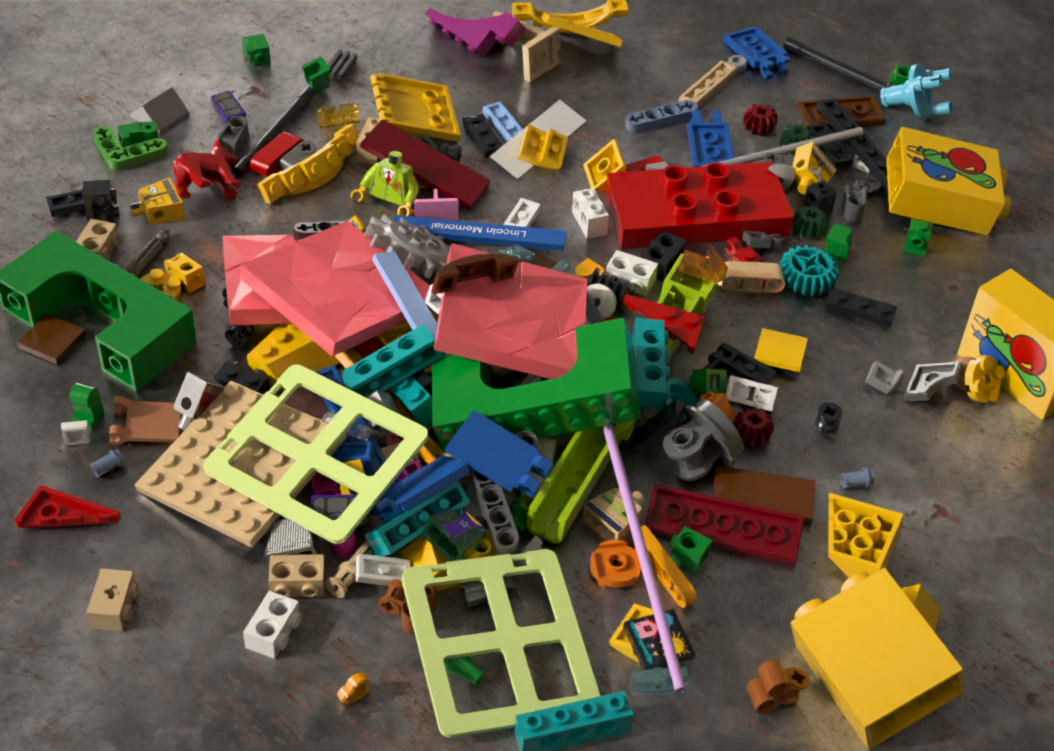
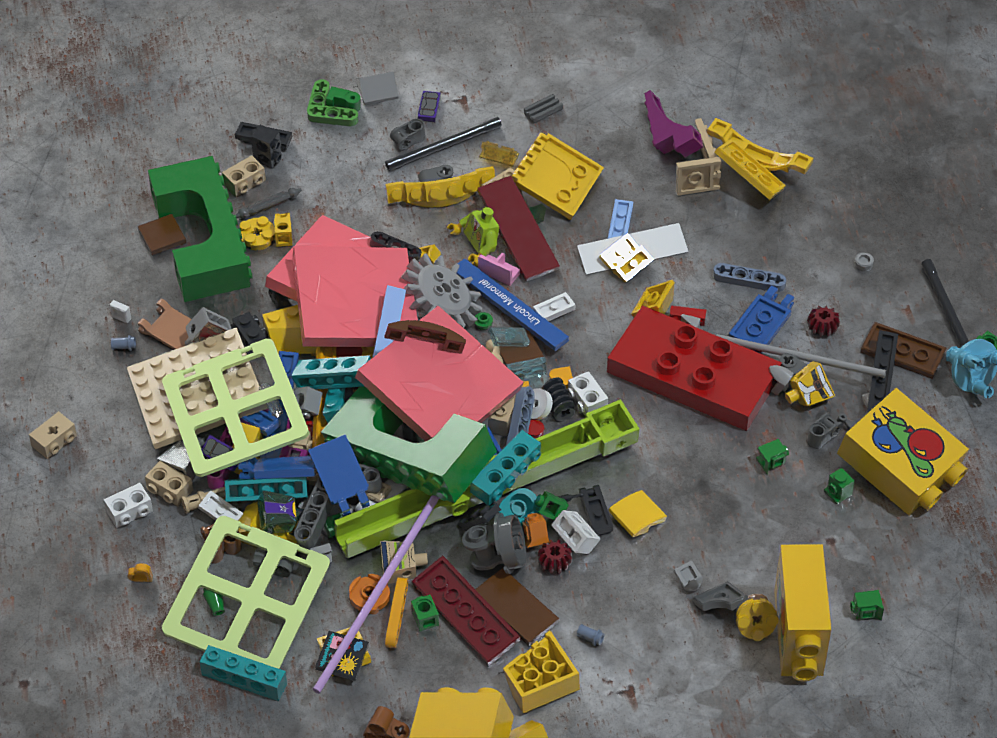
camera: 40 degrees right, 5 degrees up
(55, 508) = (71, 358): red wing -> none
(86, 404) = (140, 296): green leg -> none
(159, 203) = (311, 164): yellow torso -> none
(205, 169) = (361, 151): red animal -> none
(256, 49) = (490, 65): green window -> none
(268, 158) = (413, 165): red beam -> none
(317, 74) = (511, 111): green window -> none
(452, 152) = (550, 229): black wheel -> none
(482, 134) = (593, 223): black plate -> none
(590, 213) = (604, 331): white brick -> none
(653, 681) = (311, 676): clear light blue plate -> none
(664, 251) = (630, 390): black brick -> none
(679, 323) = (560, 452): red wing -> none
(705, 267) = (624, 418): clear orange slope -> none
(710, 83) = (819, 268): tan tile -> none
(742, 254) = (689, 429): red plate -> none
(753, 277) = (675, 446): tan beam -> none
(758, 50) = (893, 257): blue tile -> none
(761, 240) = (713, 421): dark grey plate -> none
(795, 134) = (835, 350): clear green gear -> none
(809, 270) = (727, 459): teal gear -> none
(810, 222) = (767, 427): clear green gear -> none
(821, 196) = (795, 413): black brick -> none
(828, 417) = (621, 584): black wheel -> none
(834, 151) = (856, 381): black plate -> none
(861, 307) = (736, 515): black plate -> none

